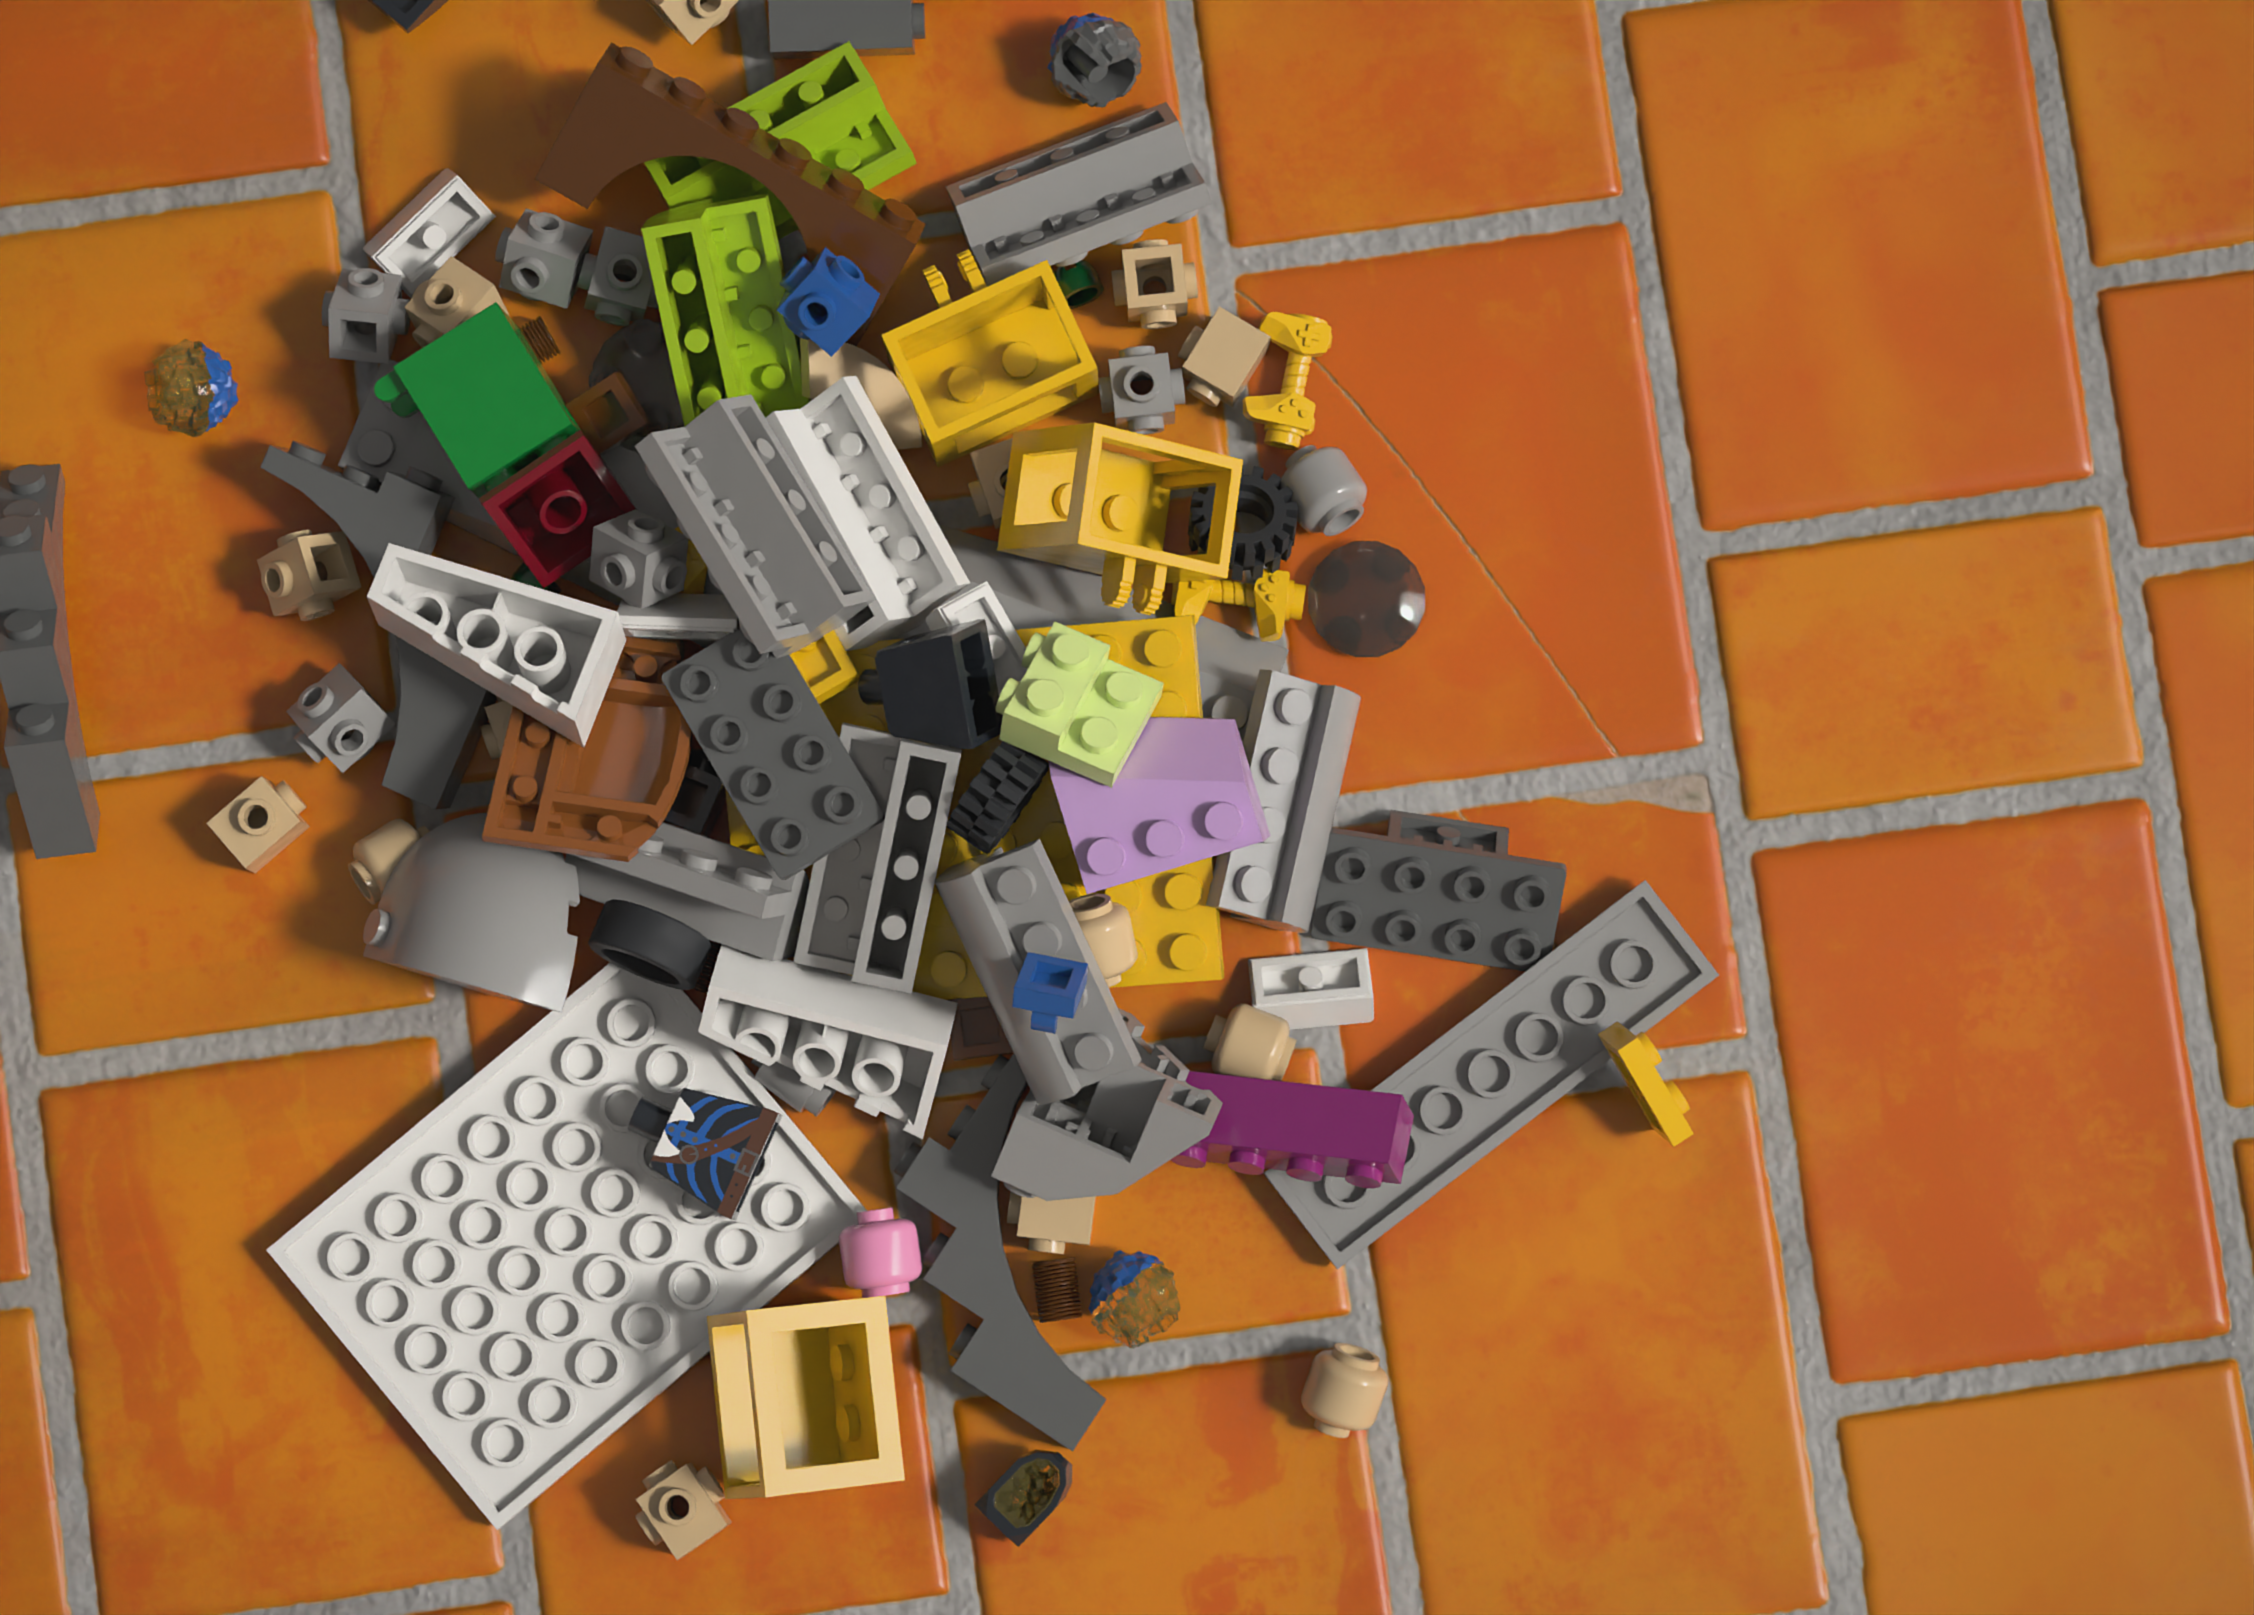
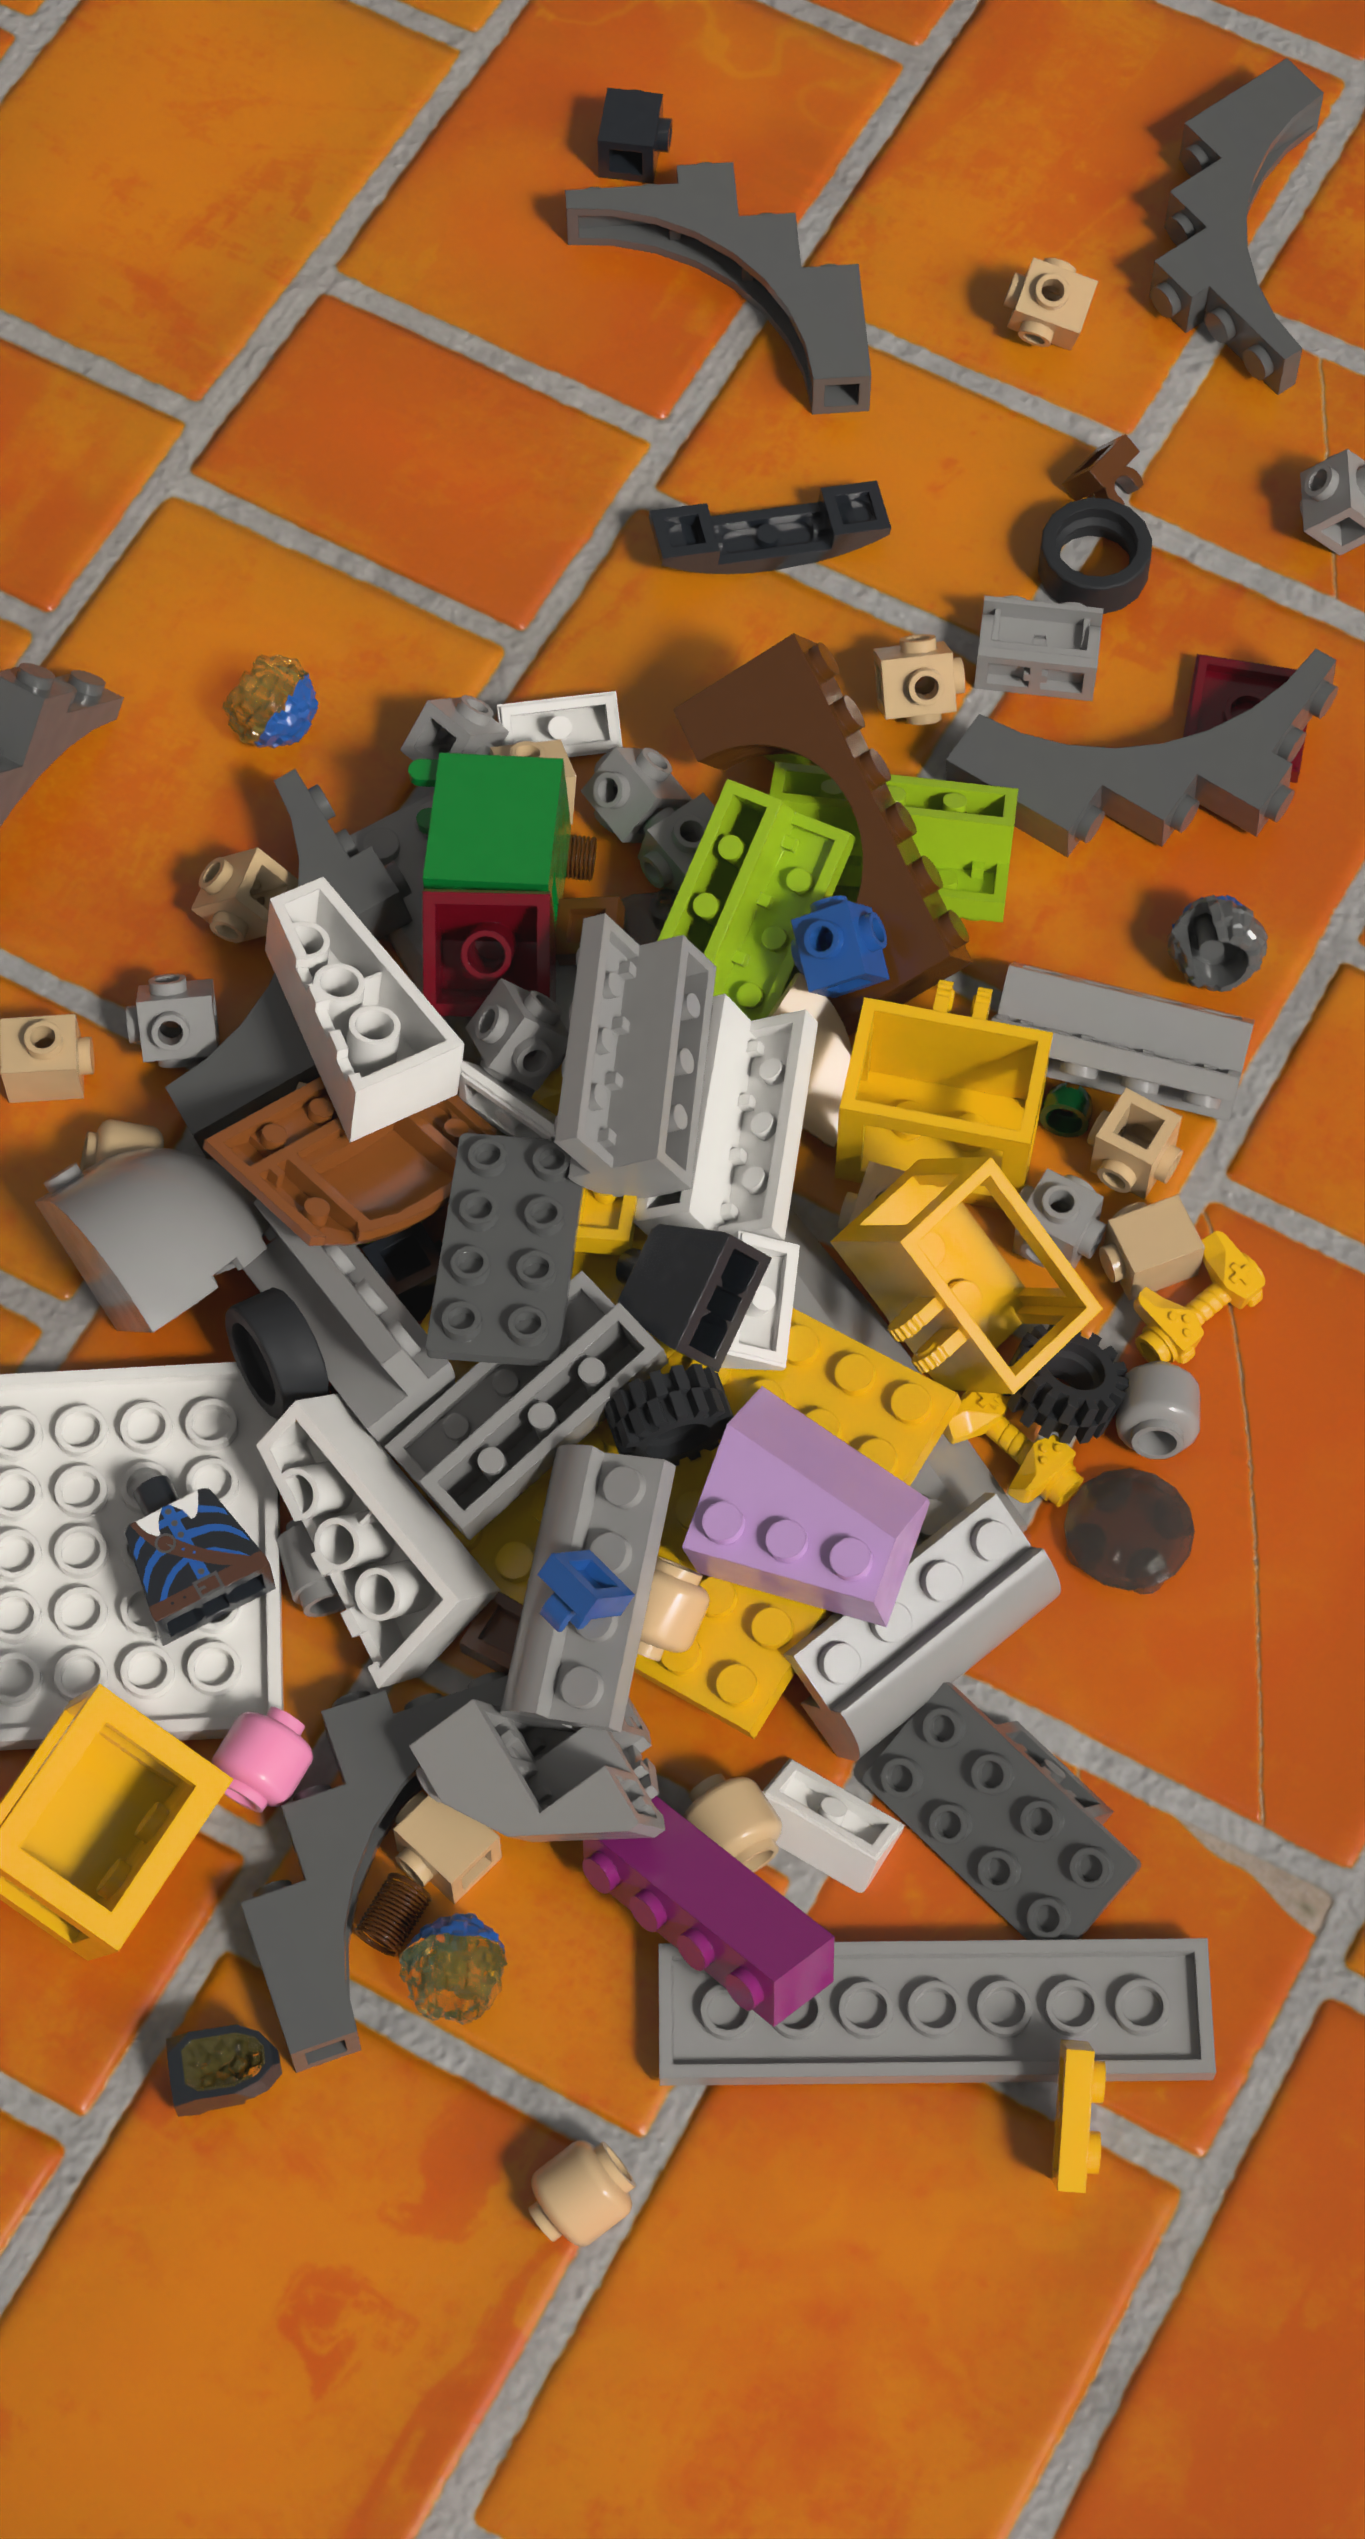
camera: 35 degrees right, 20 degrees down
(1077, 704) = (797, 1382): yellowish green plate -> none

